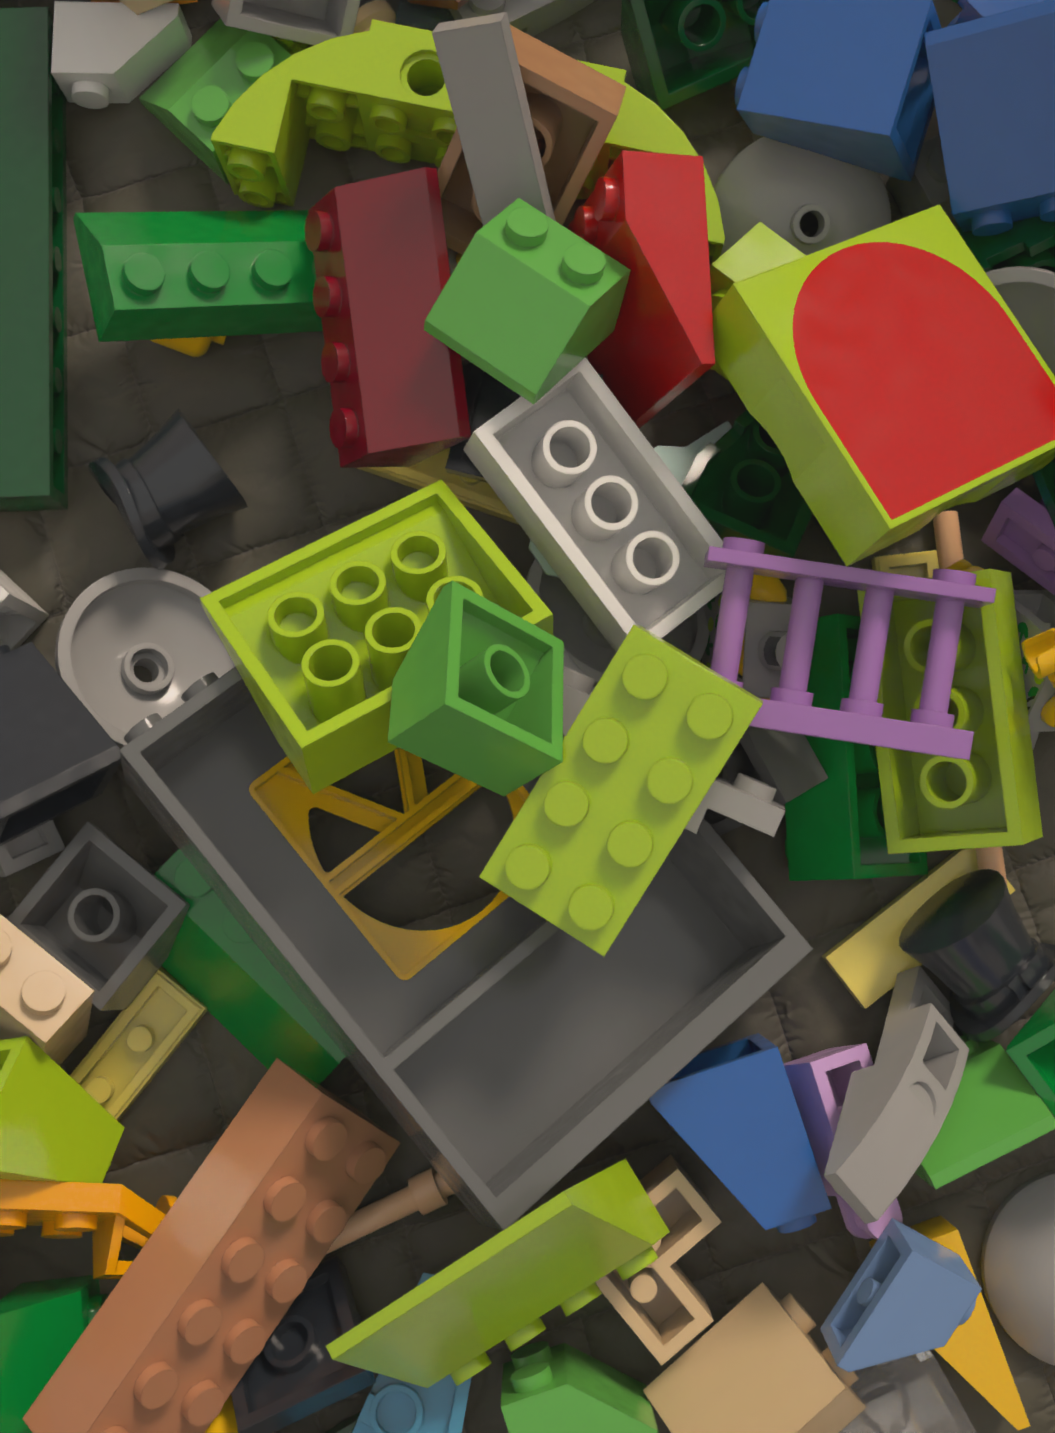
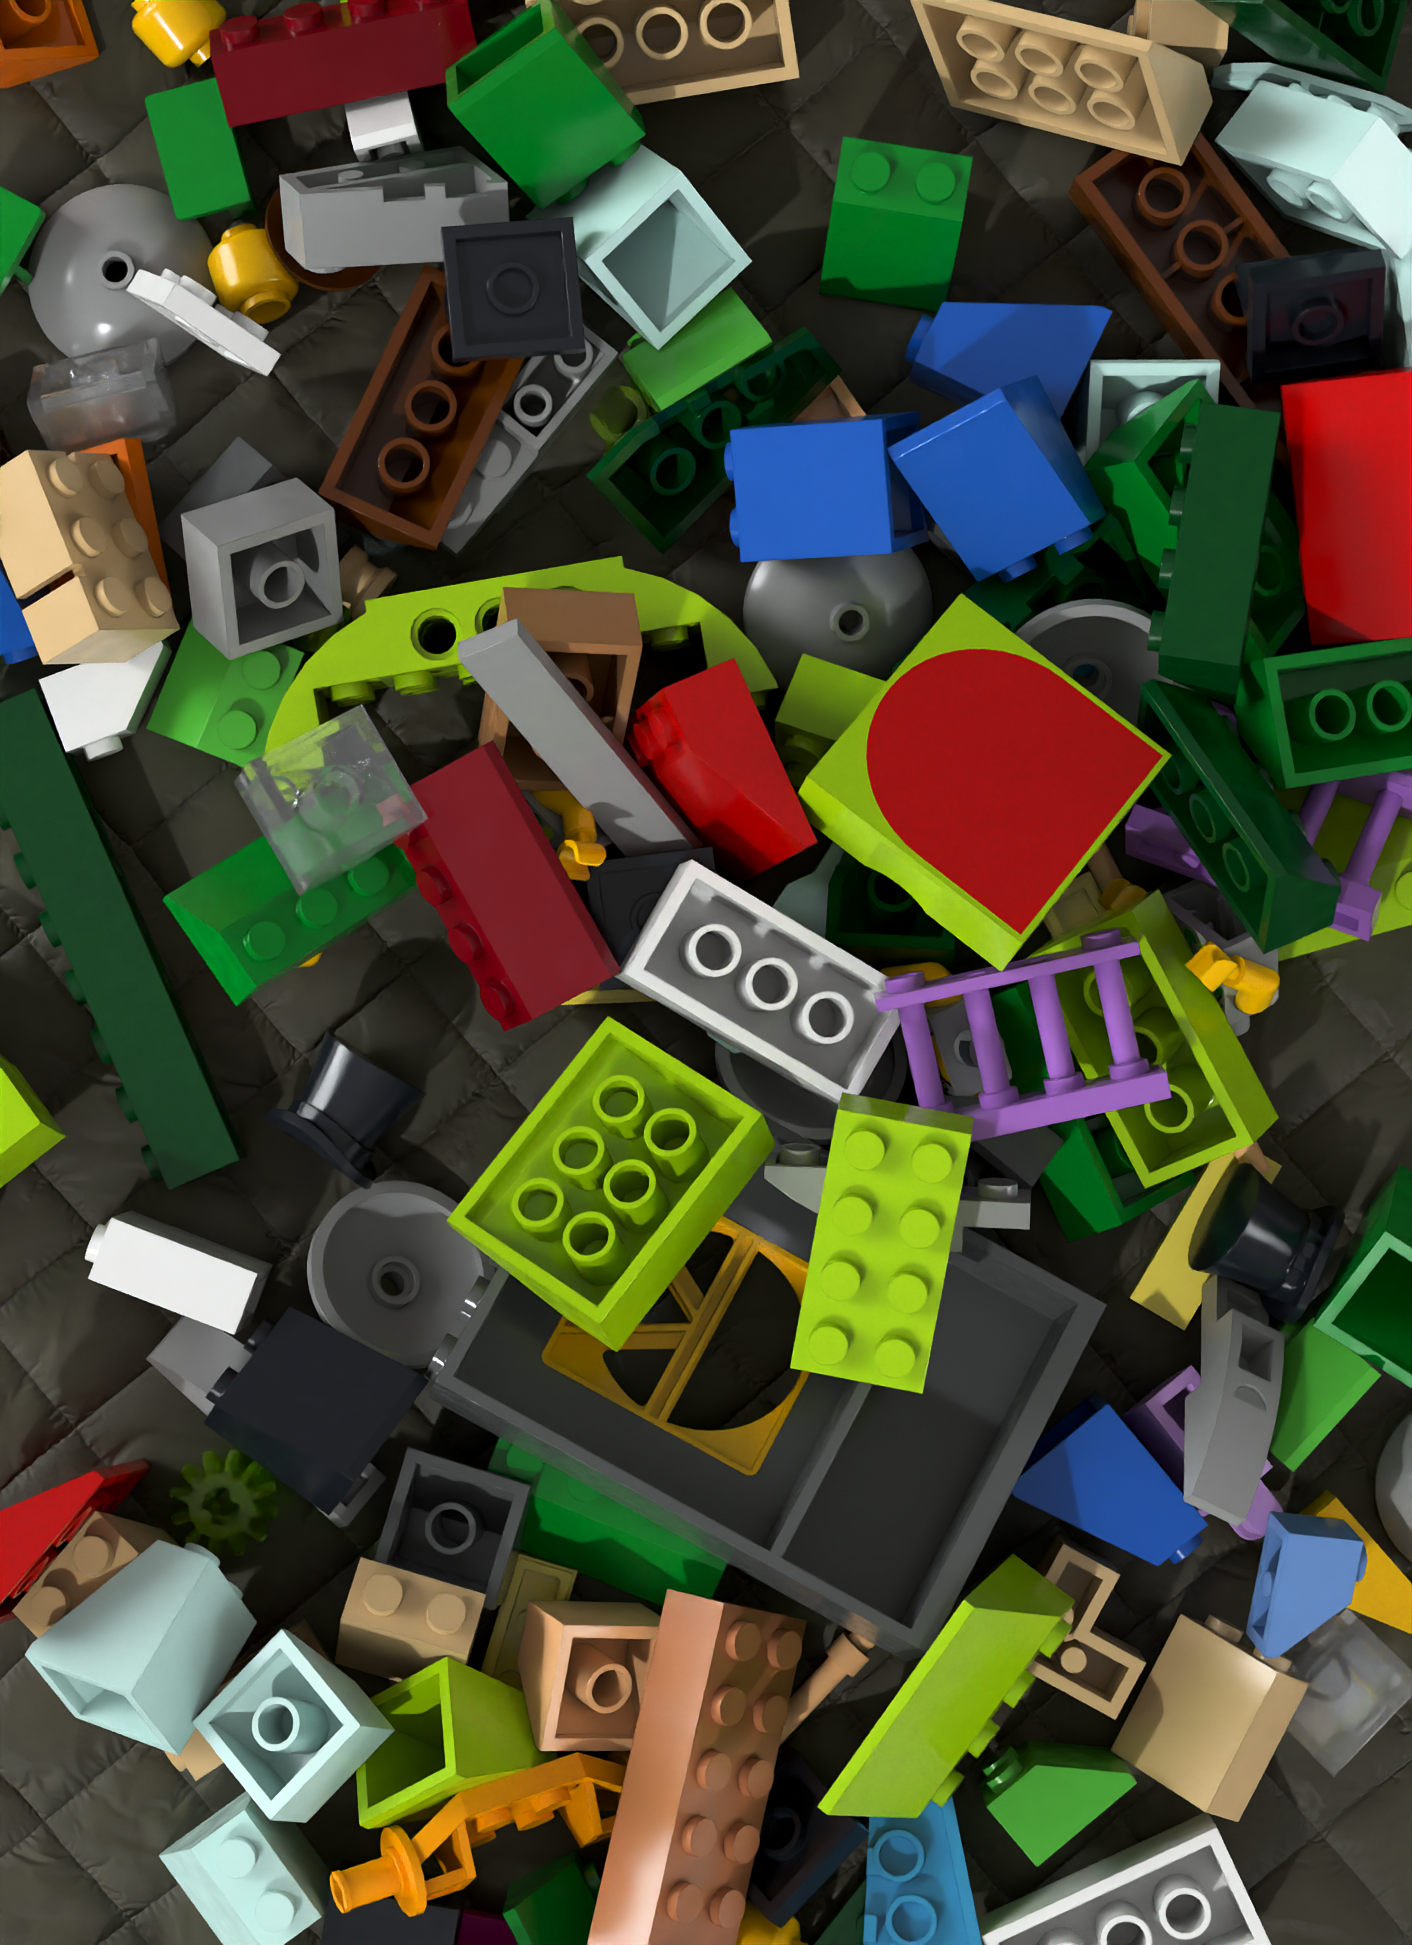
camera: 25 degrees left, 5 degrees up
(165, 1108) = (585, 1672): none -> light nougat slope
(259, 165) = (329, 799): none -> clear slope
(480, 693) = (730, 1213): bright green slope -> none
(528, 300) = (628, 841): bright green slope -> none

